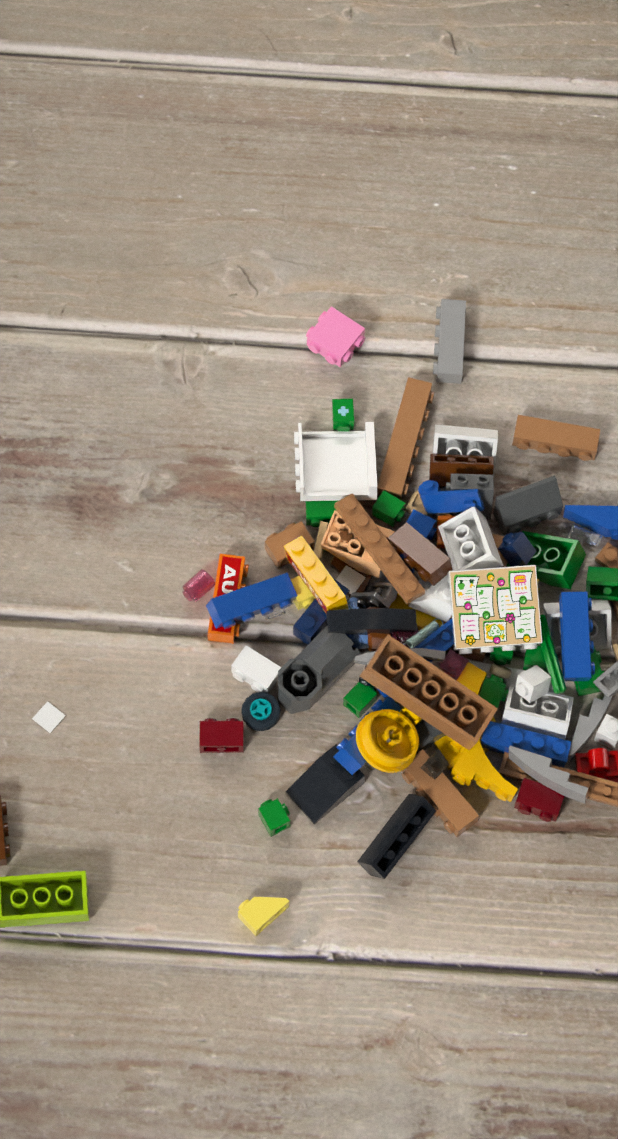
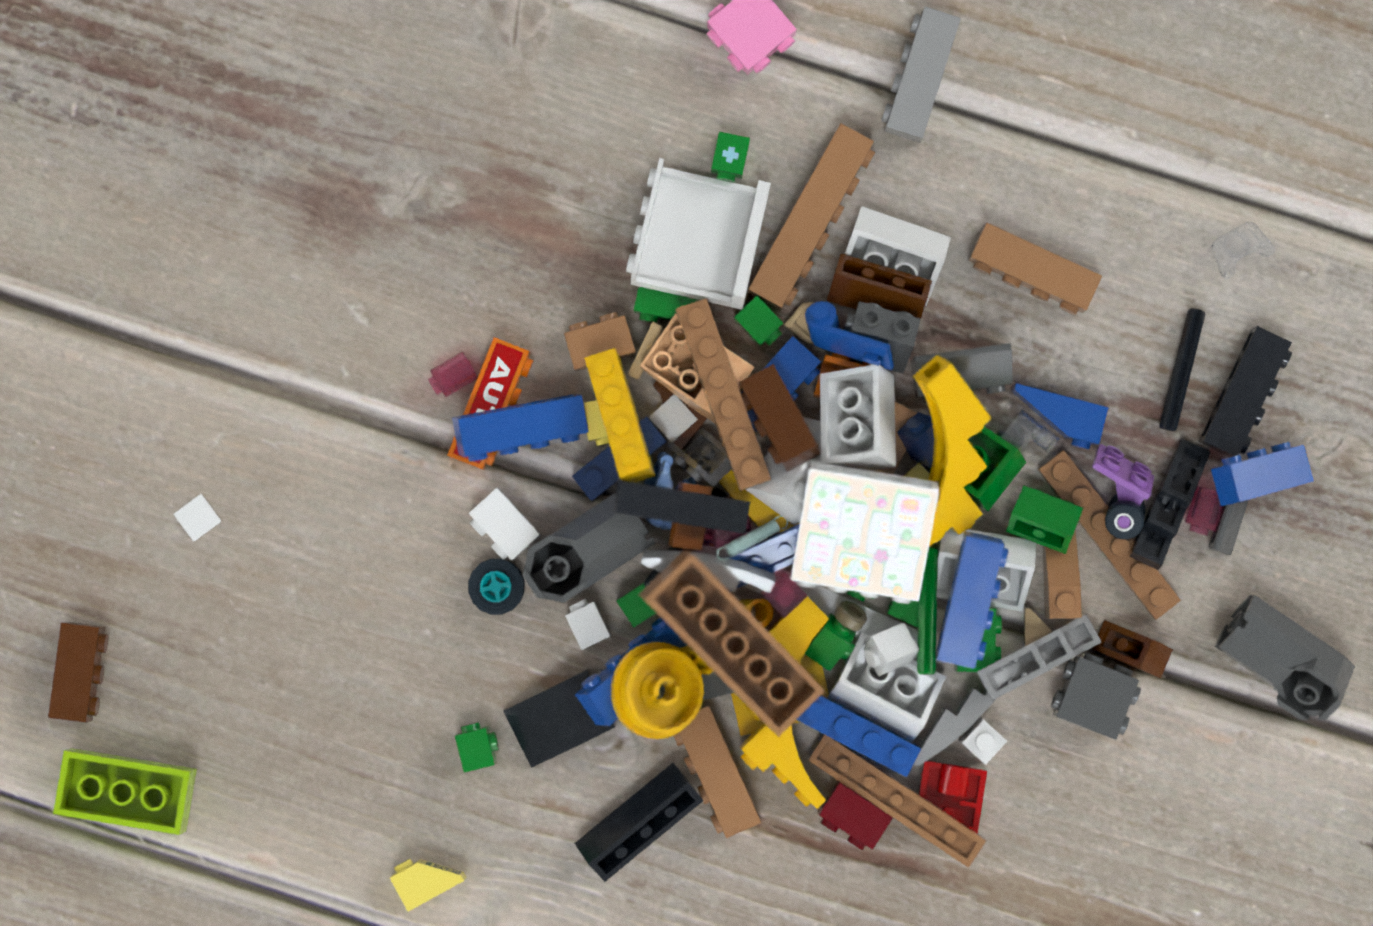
camera: 20 degrees right, 20 degrees up
(221, 736) = (431, 610): dark red brick -> none
(328, 720) = (587, 623): none -> white brick
(435, 764) = (718, 735): clear smoke slope -> none
(533, 523) = (955, 463): none -> yellow arch
(541, 769) = (866, 781): light grey slope -> none

